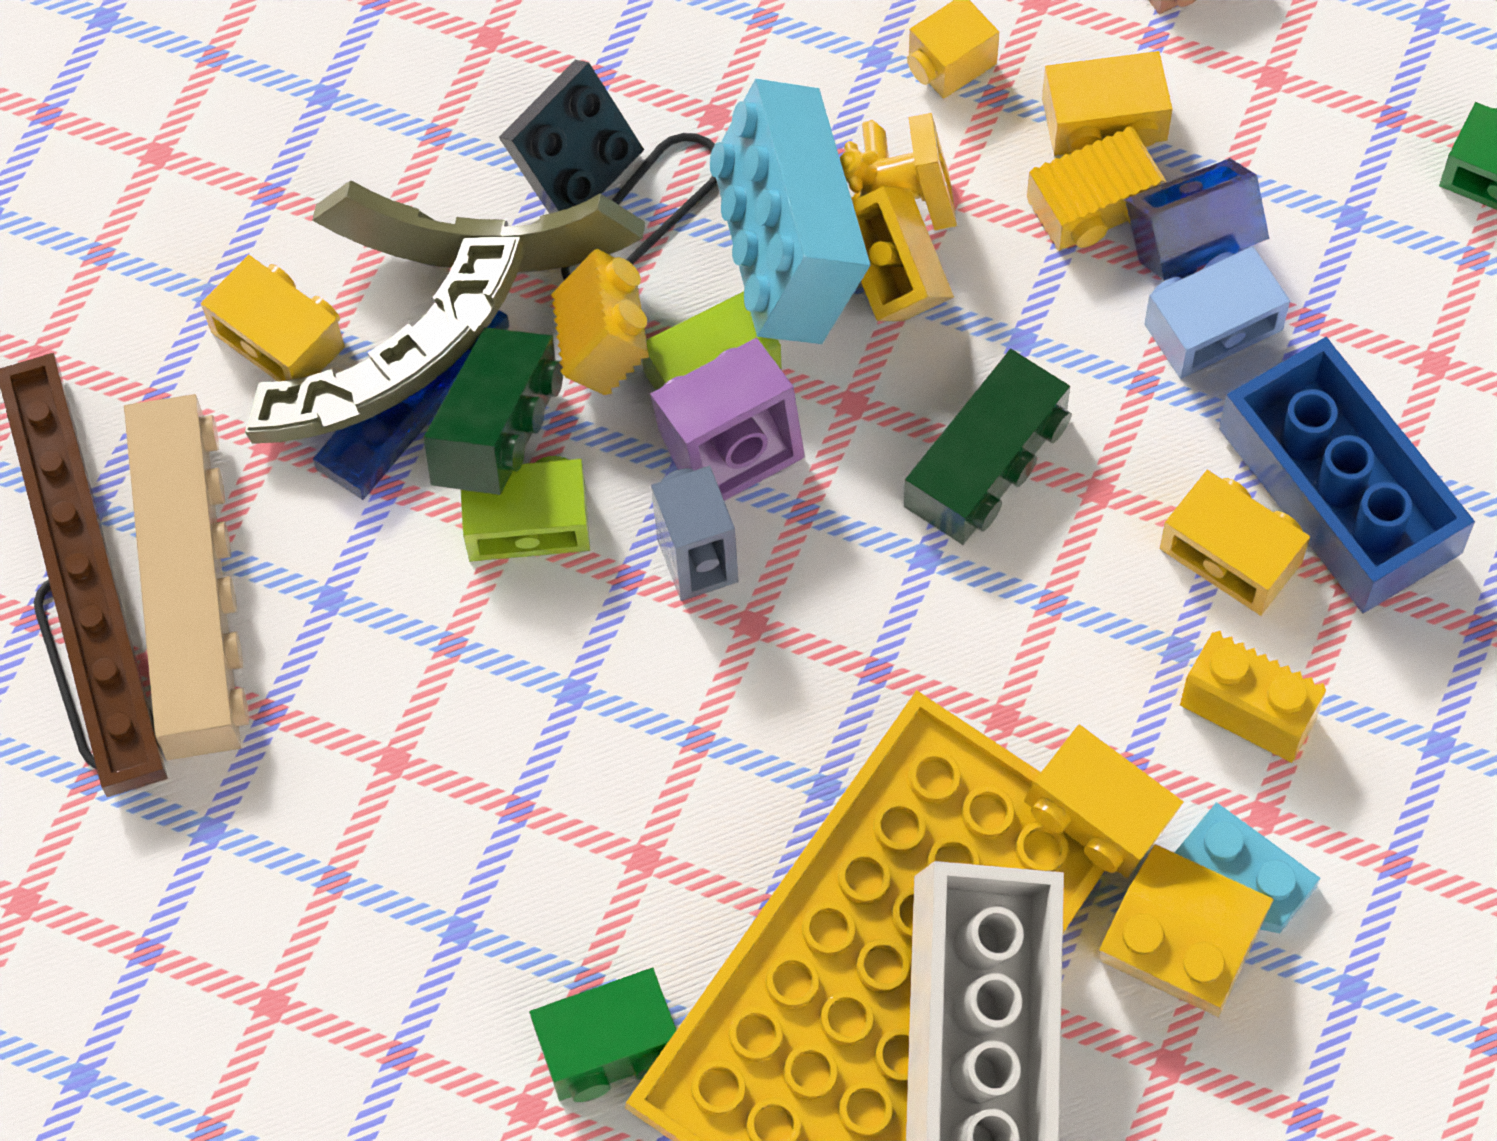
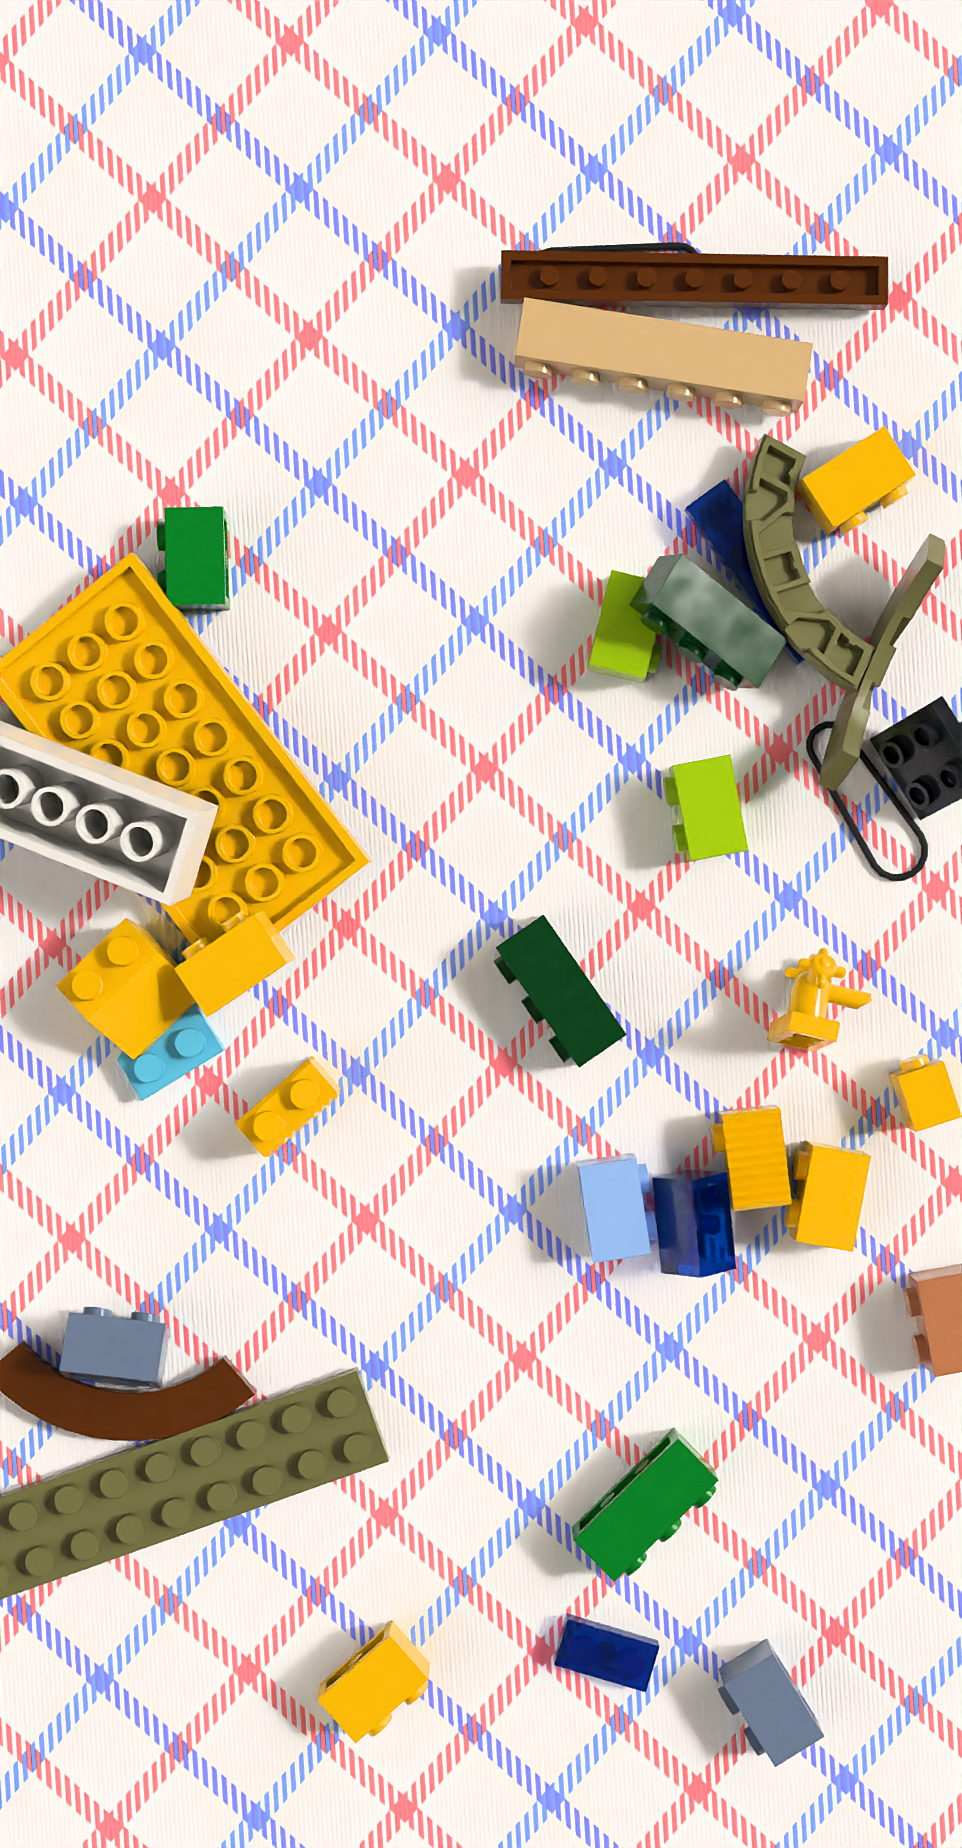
camera: 110 degrees right, 25 degrees up
(600, 322) = (760, 730): yellow brick -> none
(695, 532) = (555, 742): sand blue brick -> none
(731, 416) = (638, 797): medium lavender slope -> none
(788, 212) = (798, 902): medium azure brick -> none
(904, 266) = (739, 974): yellow brick -> none
(1234, 541) = (418, 1144): yellow brick -> none
(1345, 474) = (437, 1245): blue brick -> none

